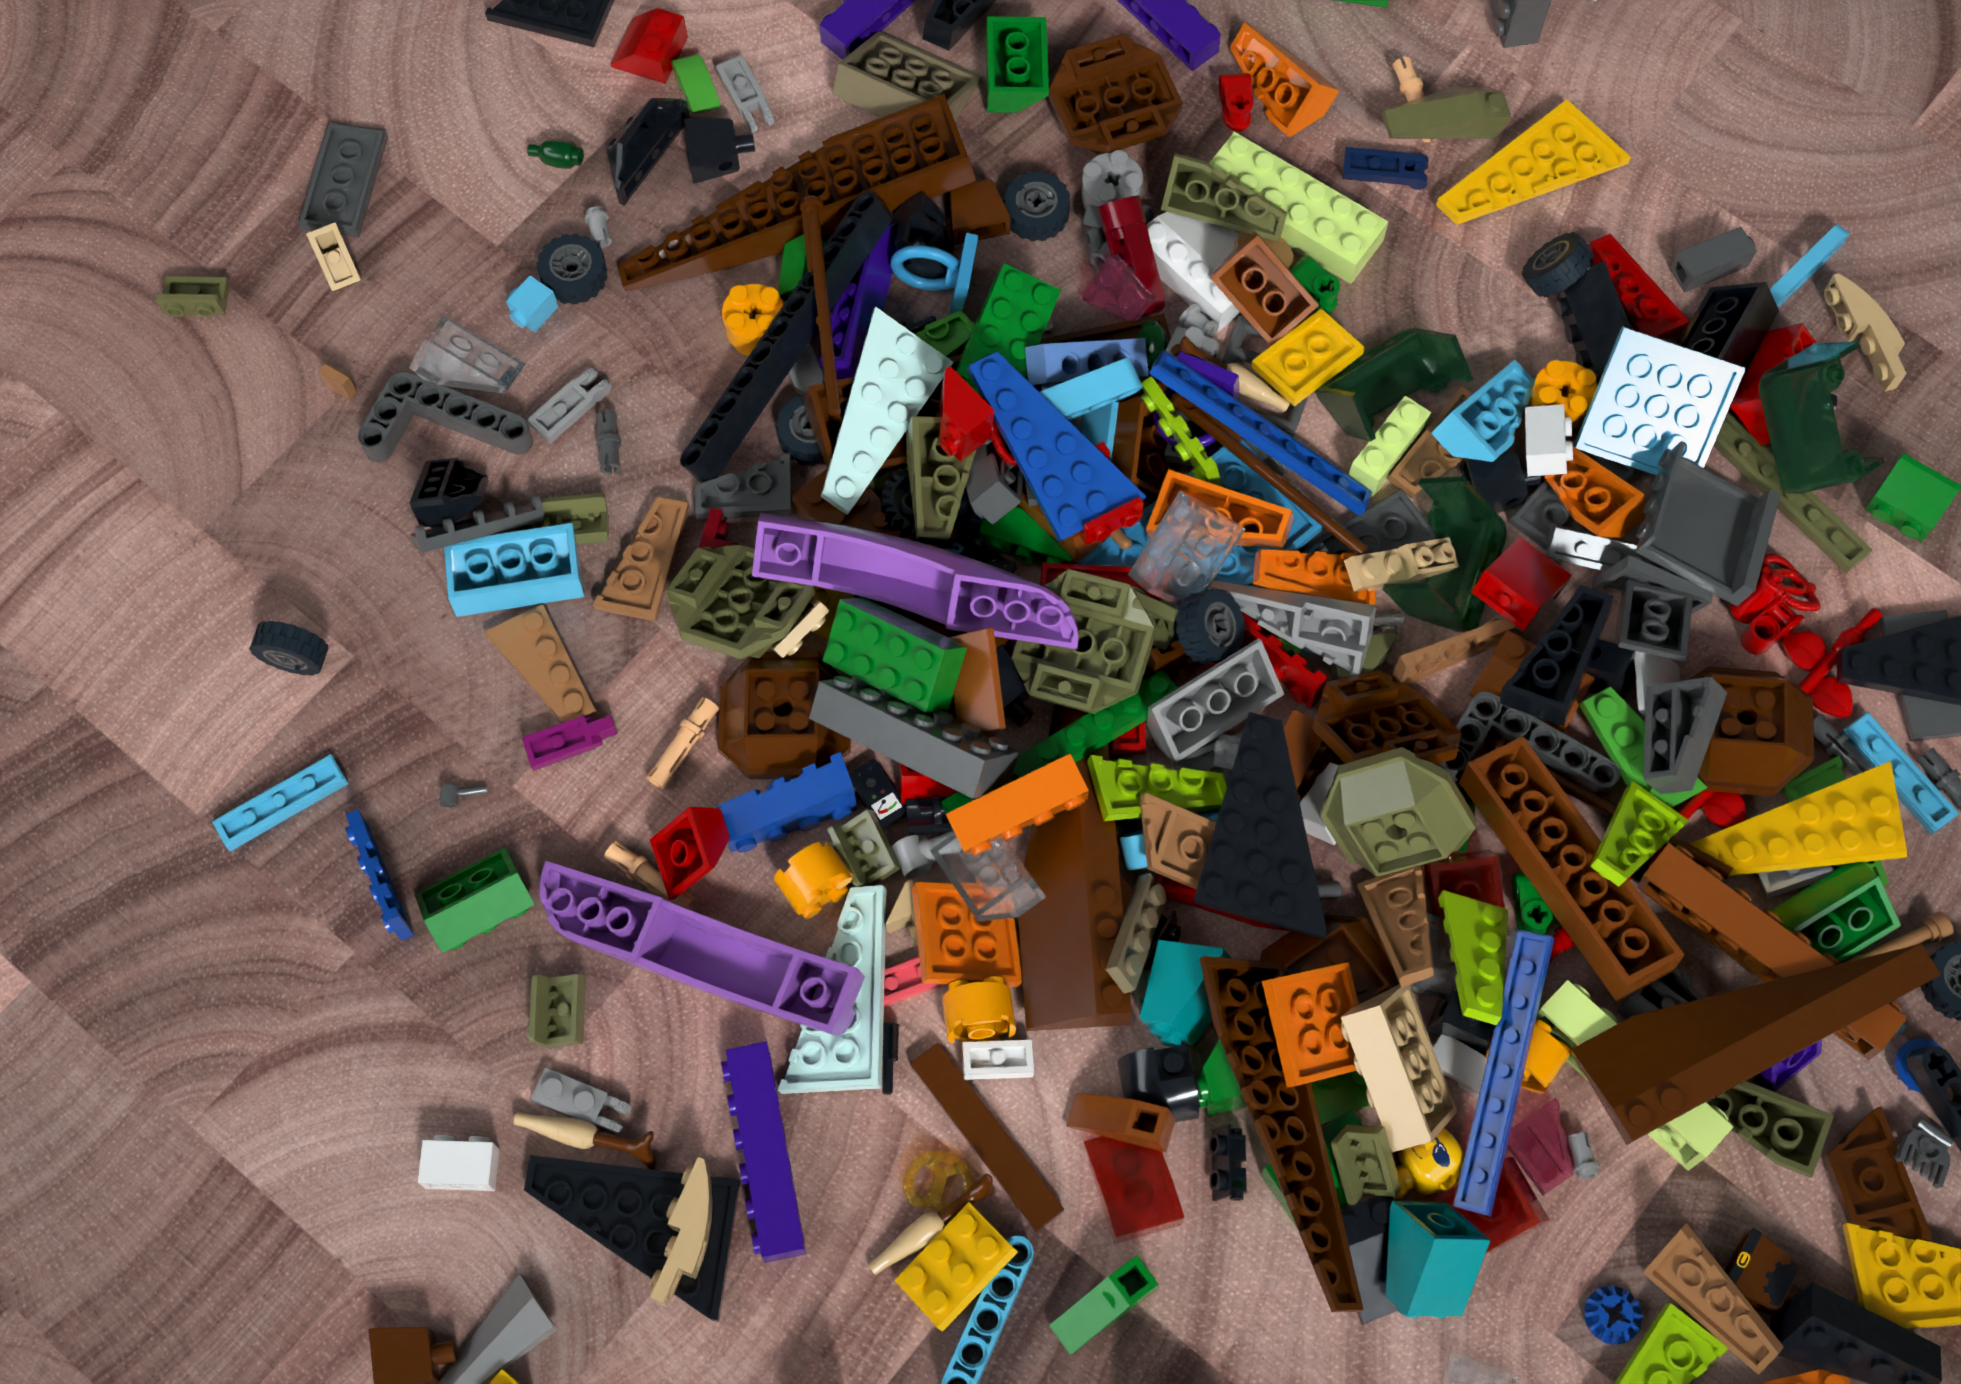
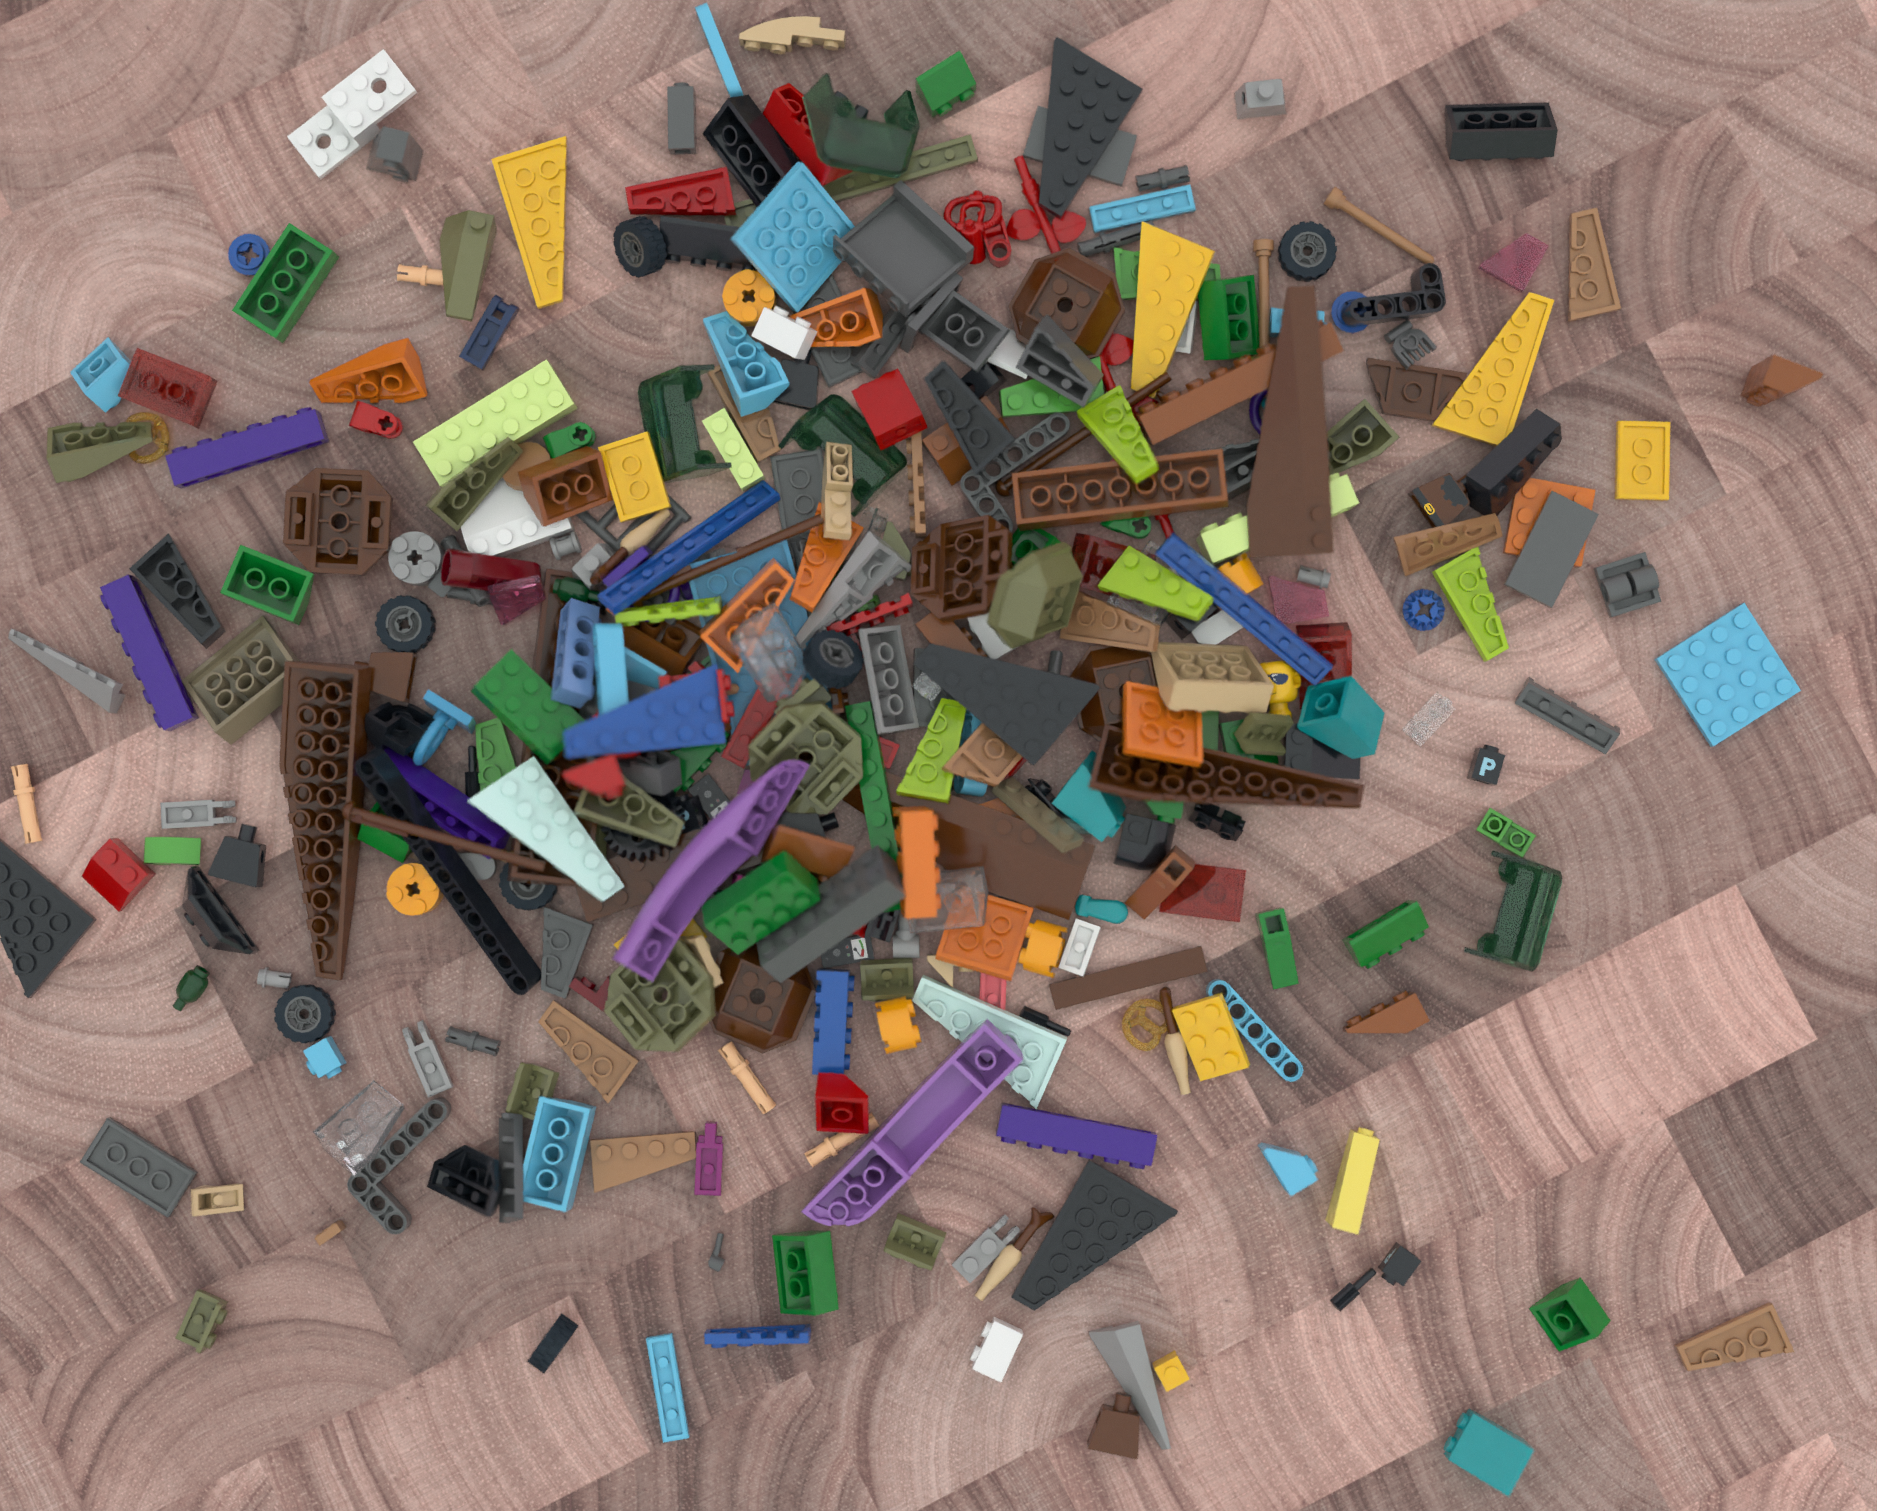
camera: 65 degrees left, 20 degrees up
(692, 1219) = (1105, 1204): tan slope -> none
(1058, 1074) = (1107, 910): none -> teal piece

